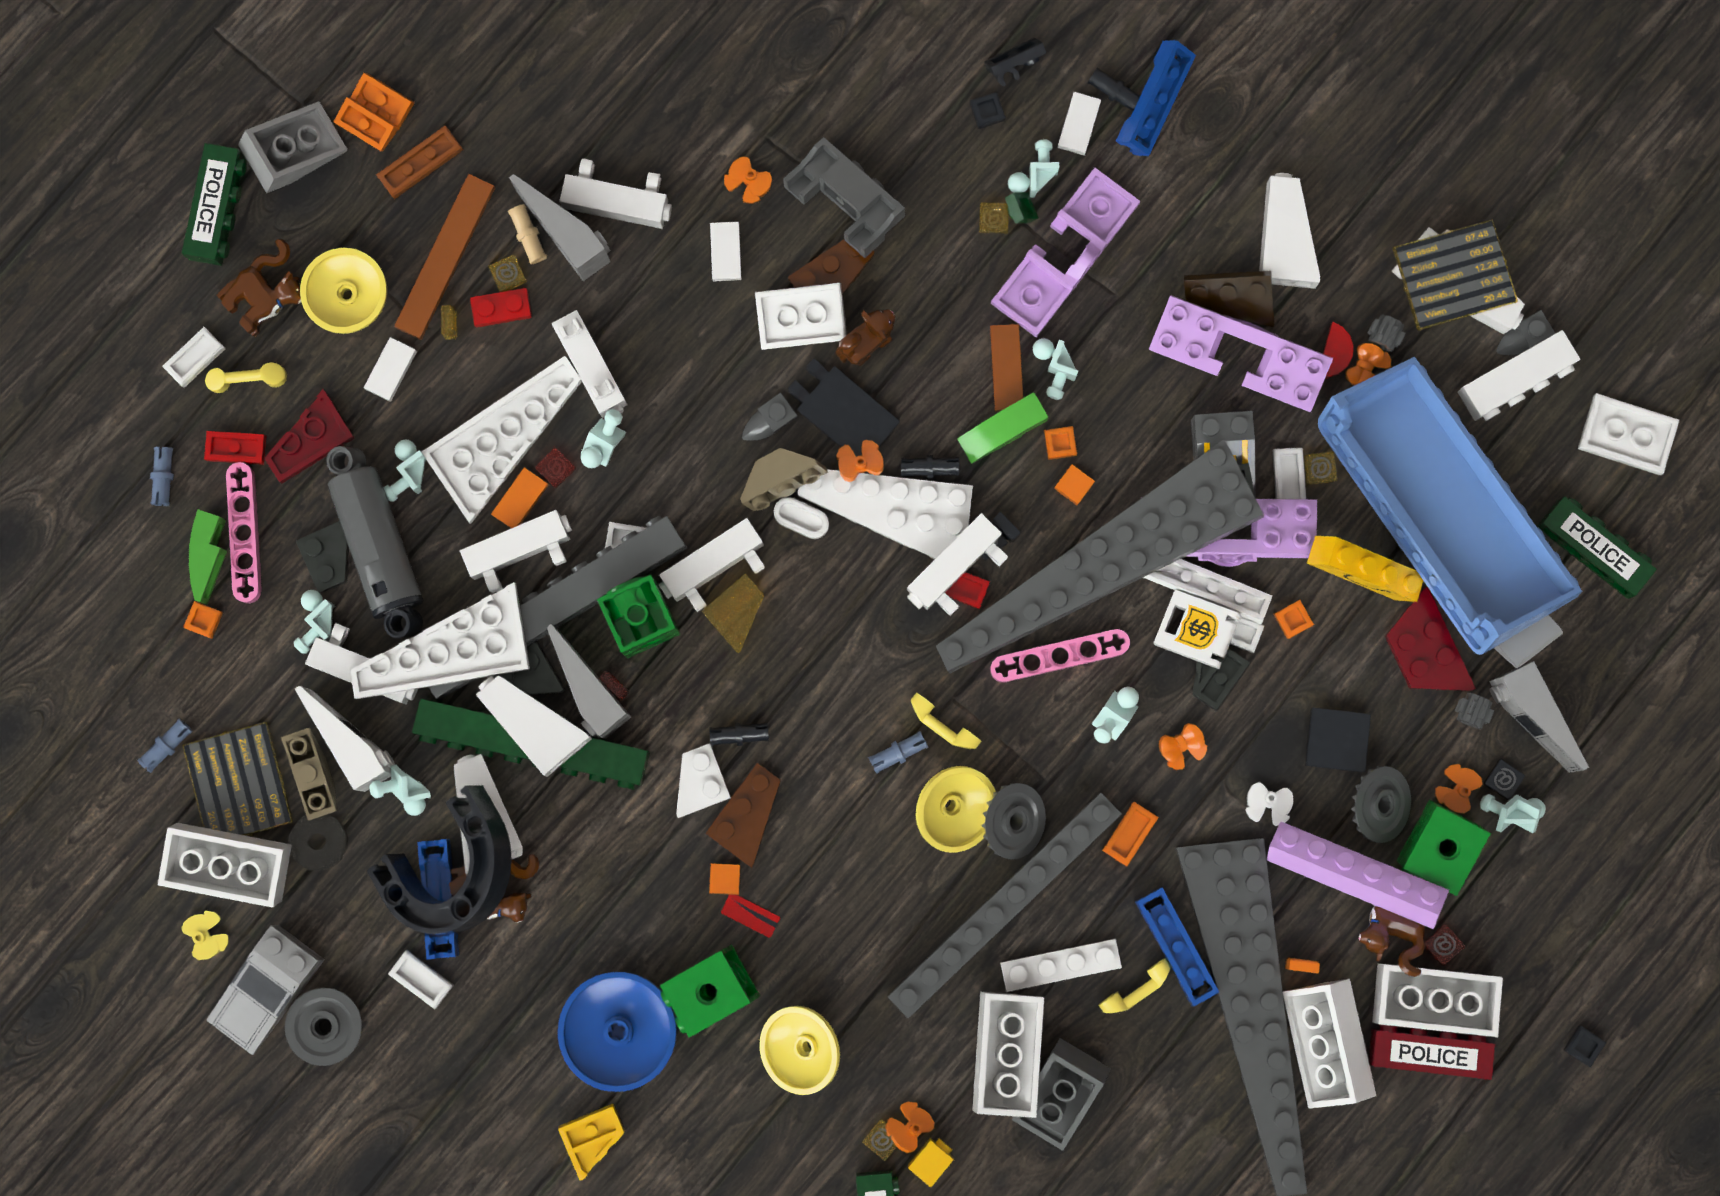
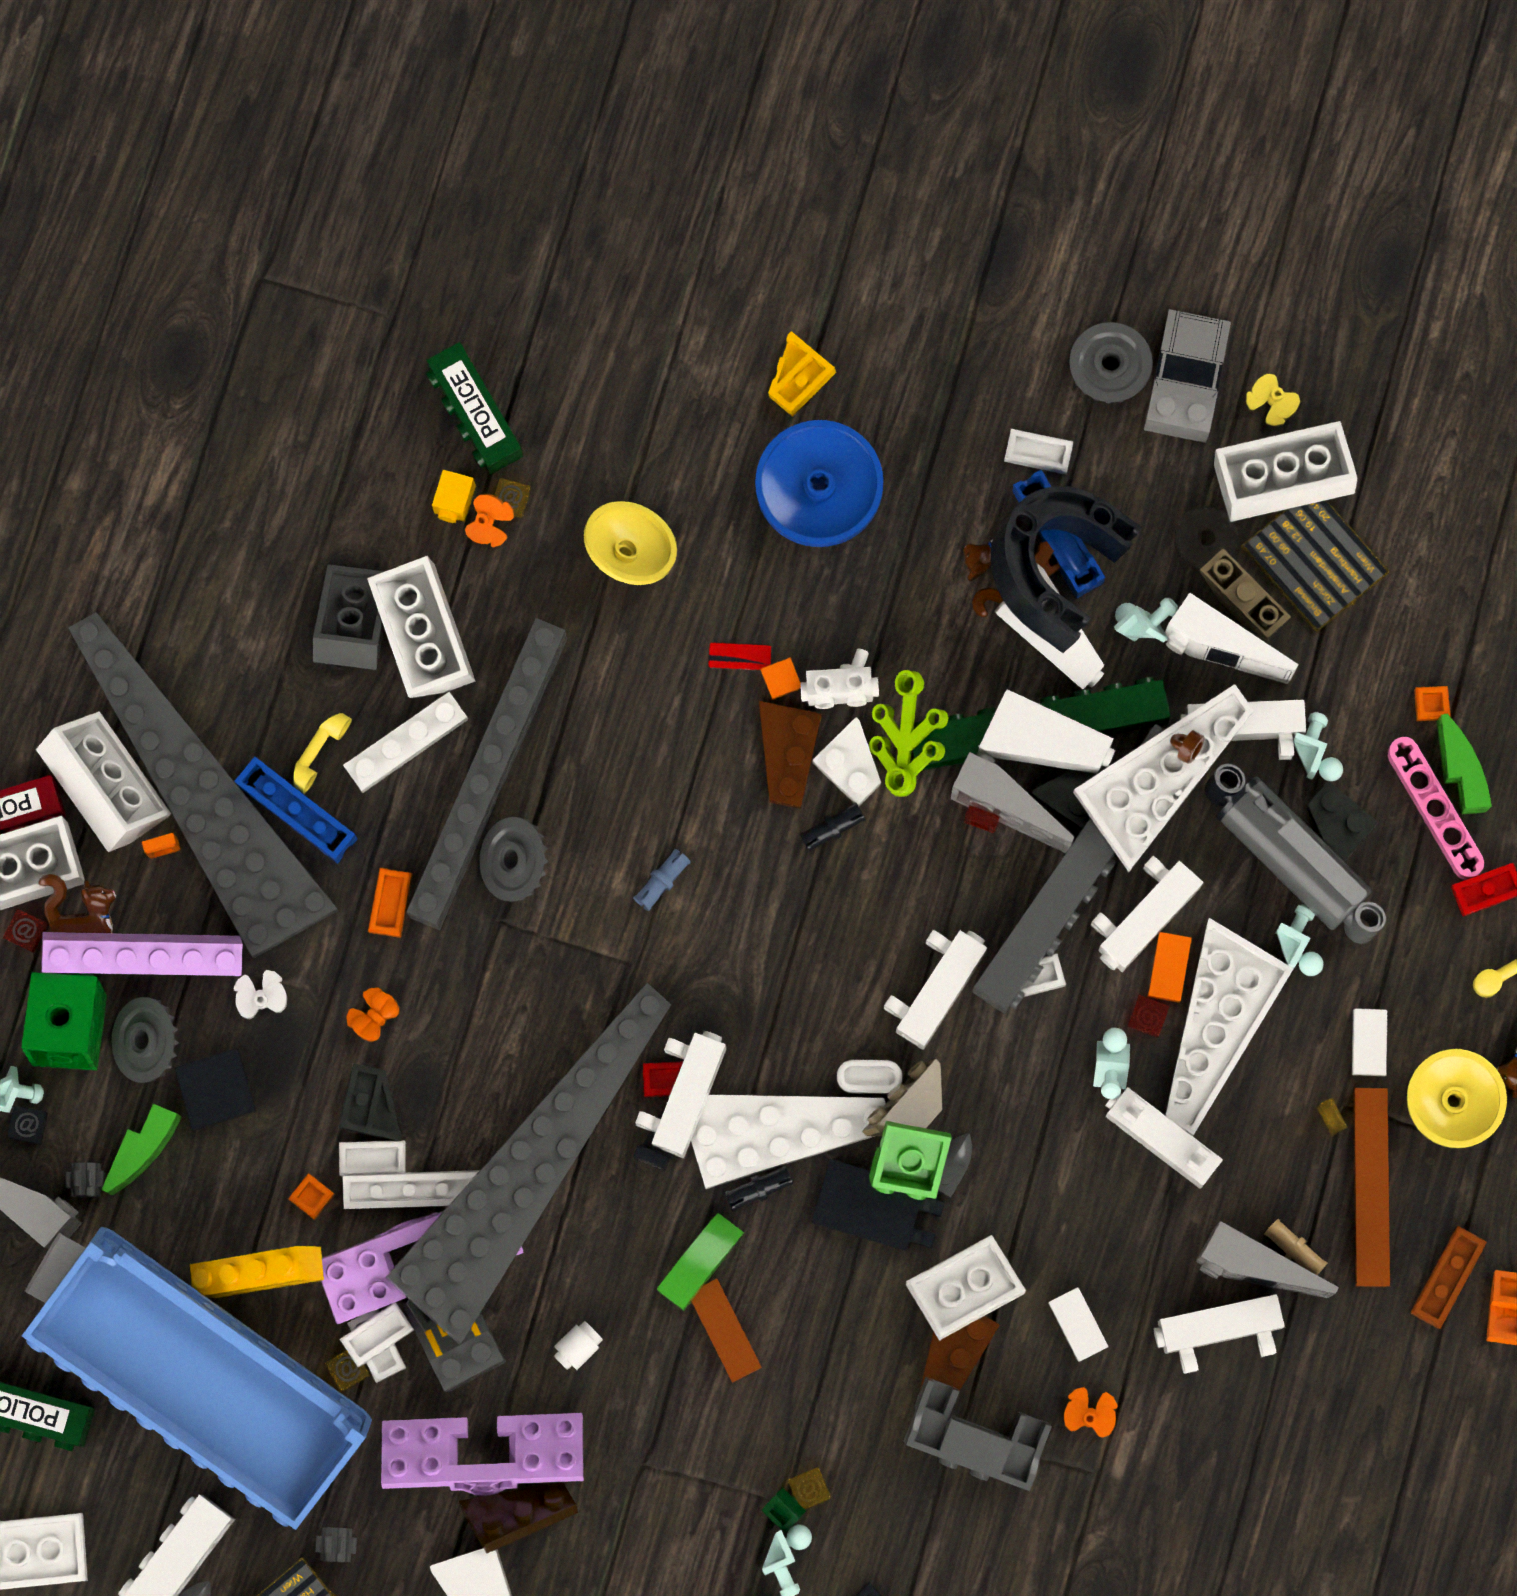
camera: 155 degrees right, 5 degrees down
(165, 745) = (1406, 563): sand blue pin -> none
(309, 439) = (1415, 932): dark red wing -> none
(415, 658) = (1190, 747): none -> reddish brown tile
(501, 307) = (1286, 1159): red plate -> none
(507, 273) = (1296, 1198): clear yellow tile -> none
(638, 615) = (987, 893): green brick -> none
(646, 778) = (906, 737): none -> lime plant
(671, 846) = (847, 685): none -> white brick
(691, 993) = (744, 558): green brick -> none
(735, 611) = (893, 949): clear yellow wing -> none
(800, 427) = (909, 1160): none -> bright green plate
(851, 465) = (823, 1163): orange piece -> none
(867, 337) = (885, 1286): reddish brown animal -> none
(960, 823) = (569, 834): light yellow dish -> none
(963, 739) = (600, 921): light yellow bar -> none
(1039, 288) = (700, 1537): lavender plate -> none
(1060, 365) = (669, 1357): light aqua piece -> none
(1060, 443) = (633, 1275): orange tile -> none
(1072, 647) = (522, 1053): bright pink beam -> none
(1074, 484) = (599, 1237): orange tile -> none
(1115, 714) = (455, 1014): light aqua piece -> none
(1129, 404) = (577, 1346): none -> white brick
(1201, 630) = (402, 1138): white container -> none
(1287, 482) = (376, 1334): none -> white tile
(1339, 347) = (381, 1506): red tile -> none
(1369, 357) = (344, 1513): orange piece -> none
(1417, 718) = (141, 1149): none -> bright green slope
(1427, 649) = (159, 1224): dark red wing -> none
(1457, 798) = (66, 1105): orange piece -> none

